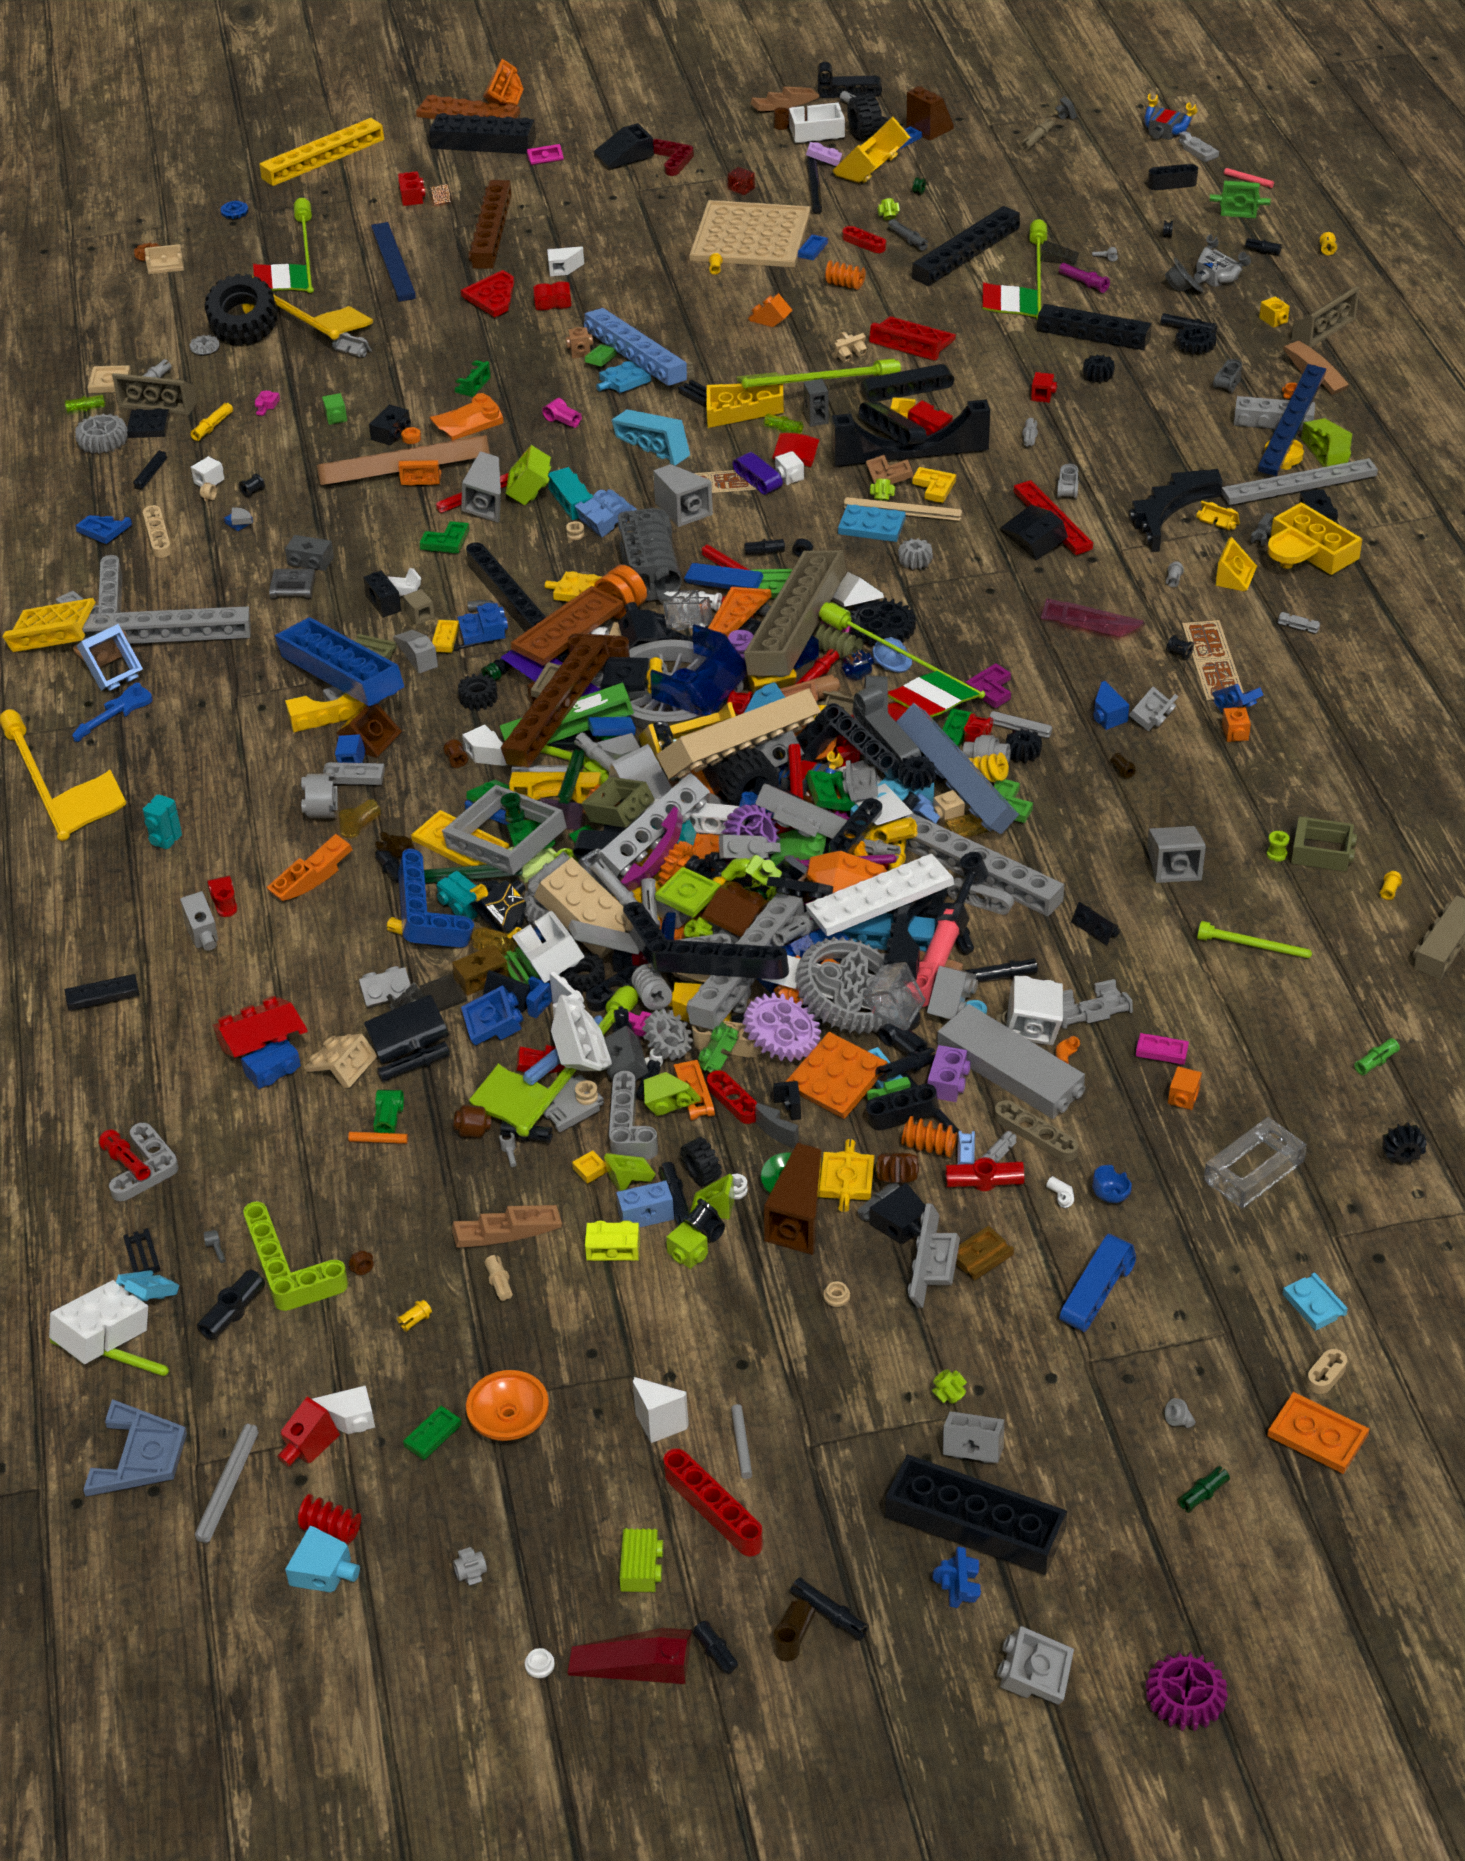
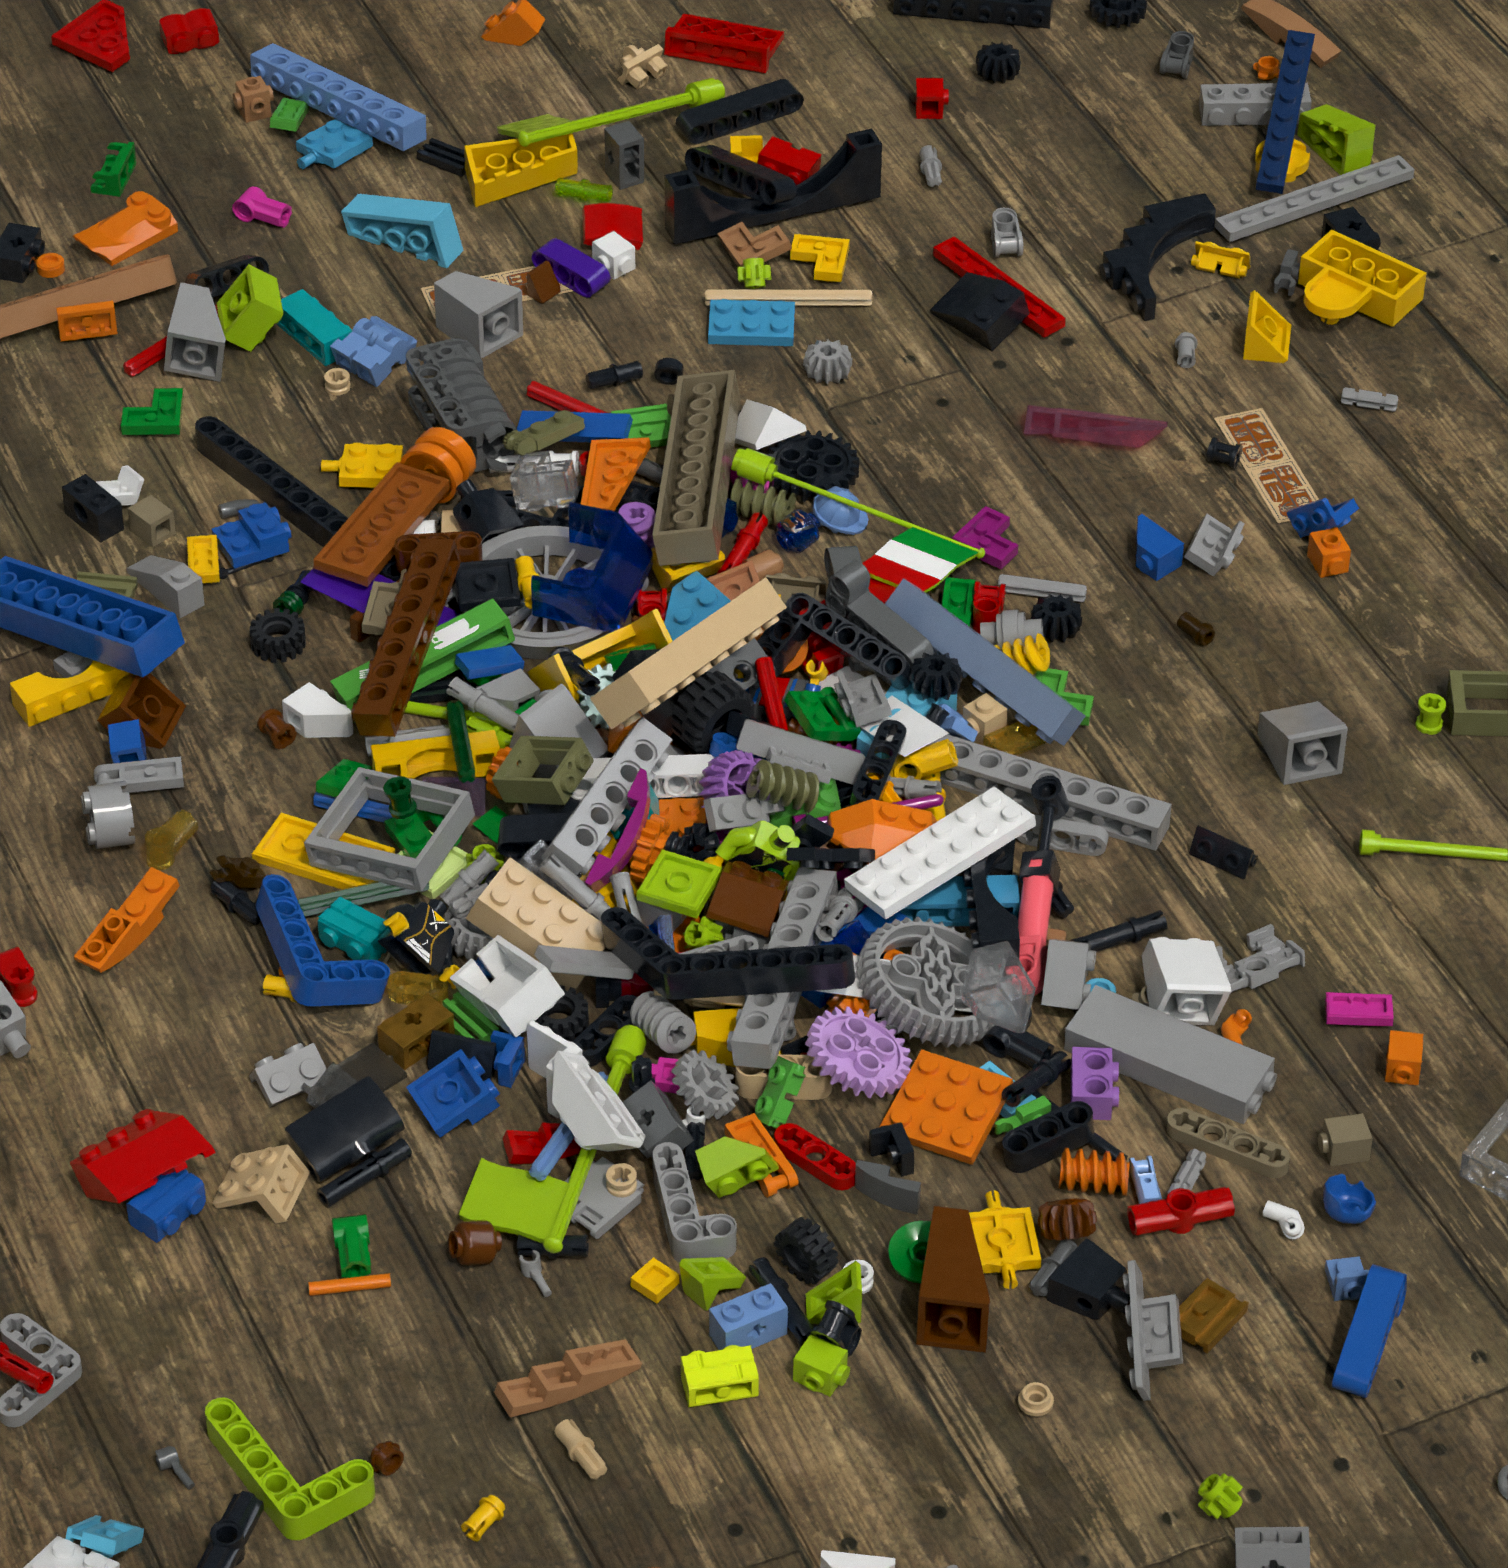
camera: 15 degrees left, 0 degrees up
(137, 1238) = (62, 1473): black tile -> none
(513, 451) = (214, 274): none -> black beam
(698, 578) = (544, 433): none -> olive hinge
(734, 480) = (542, 283): none -> reddish brown slope
(779, 831) = (783, 783): none -> olive piece
(1091, 1239) = (1346, 1278): none -> medium blue bracket
(1122, 1141) = (1345, 1139): none -> dark tan brick

